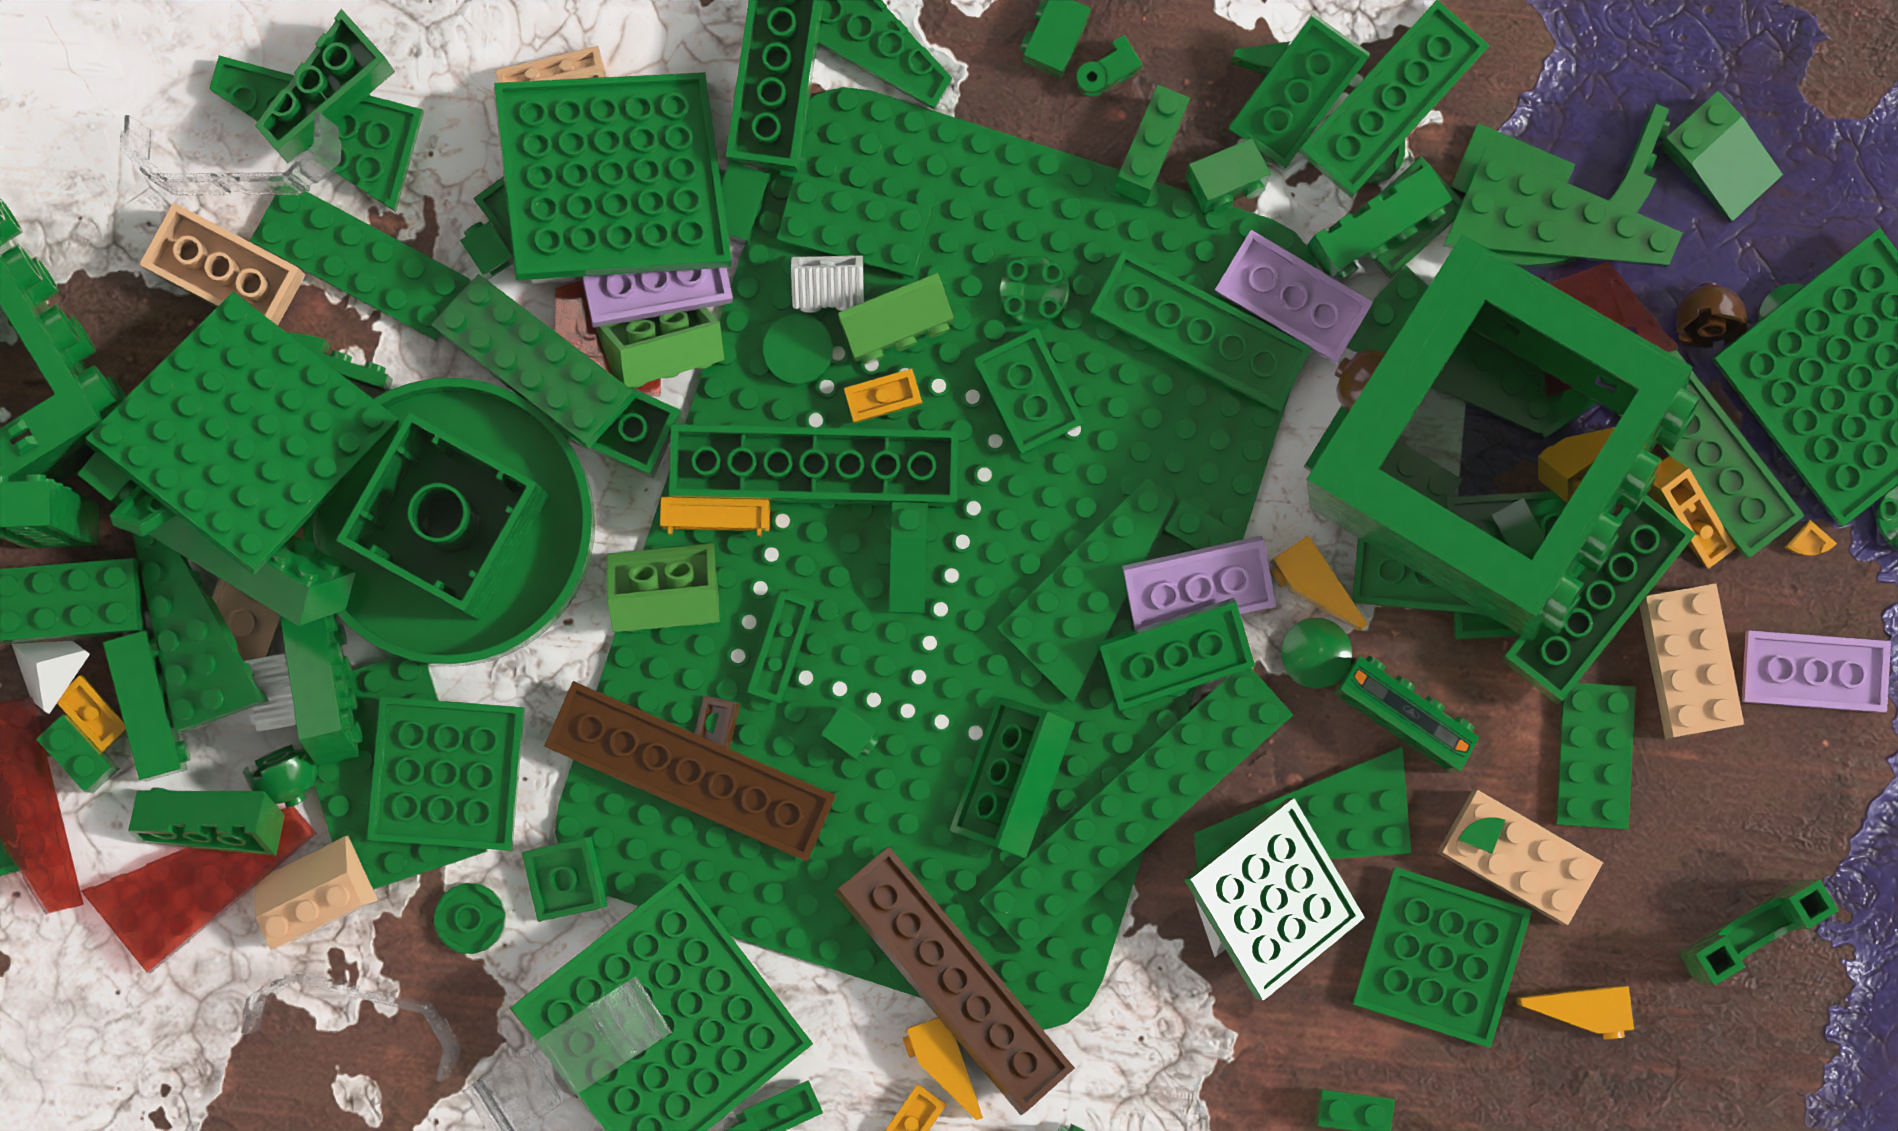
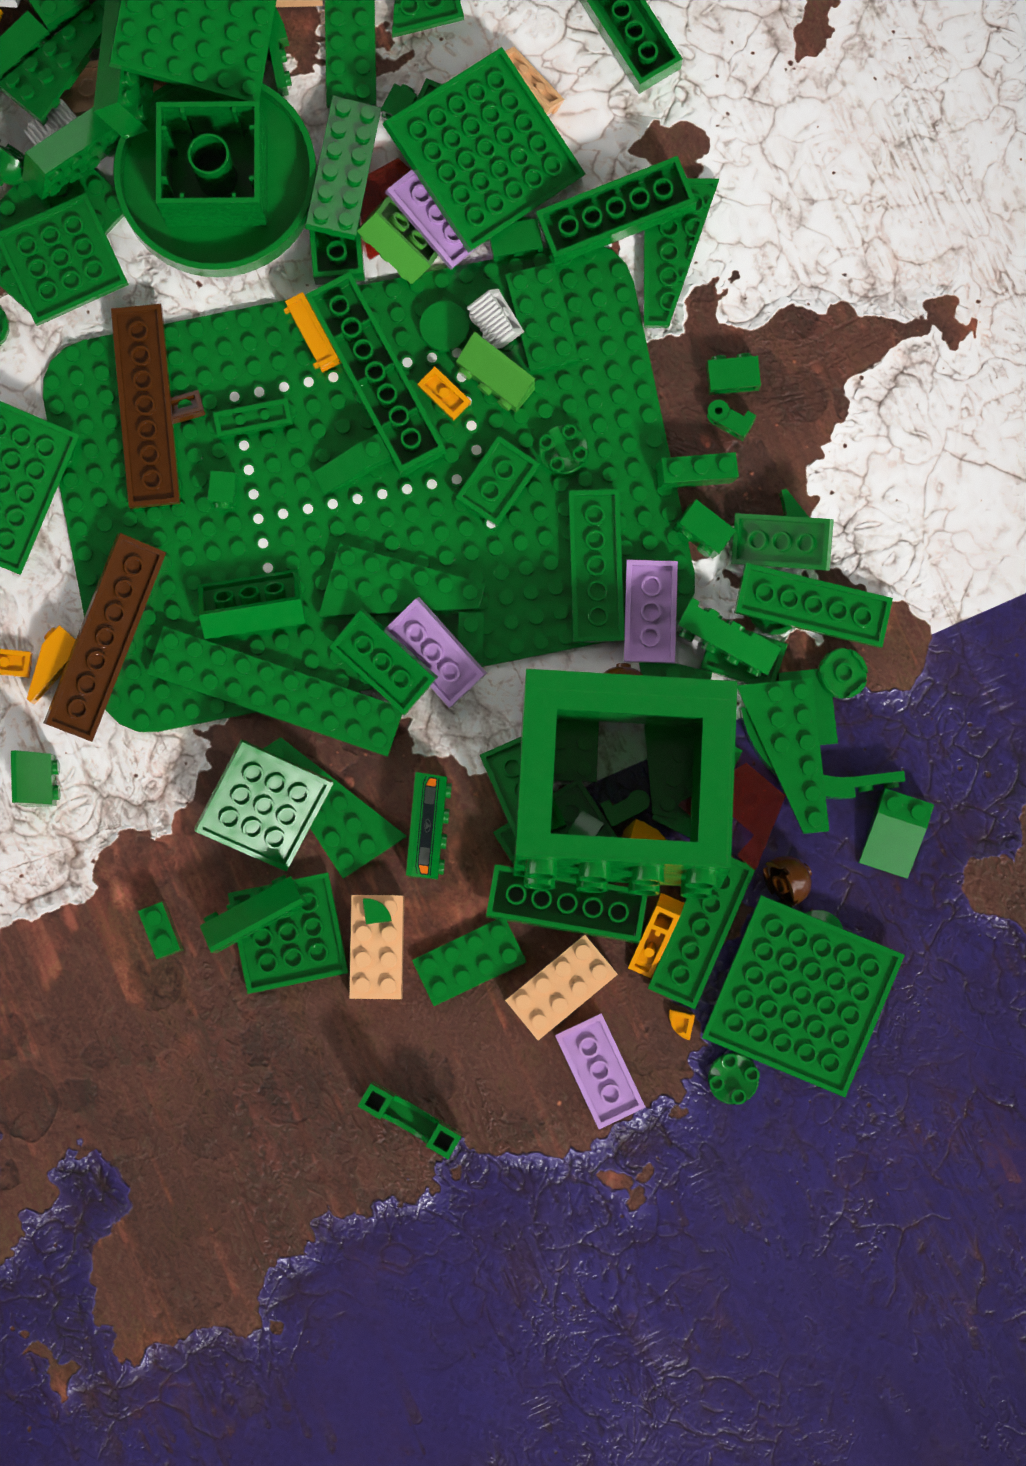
camera: 65 degrees right, 0 degrees up
(564, 879) = (37, 367): green plate -> none
(662, 588) = (248, 325): bright green slope -> none
(1311, 578) = (480, 720): light orange slope -> none
(1316, 653) = (436, 750): green dish -> none
(1402, 986) = (253, 914): none -> green slope
(1494, 110) = (842, 673): none -> green tile
(1516, 462) = (635, 804): none -> green leg
(1594, 1010) = (306, 1044): light orange slope -> none

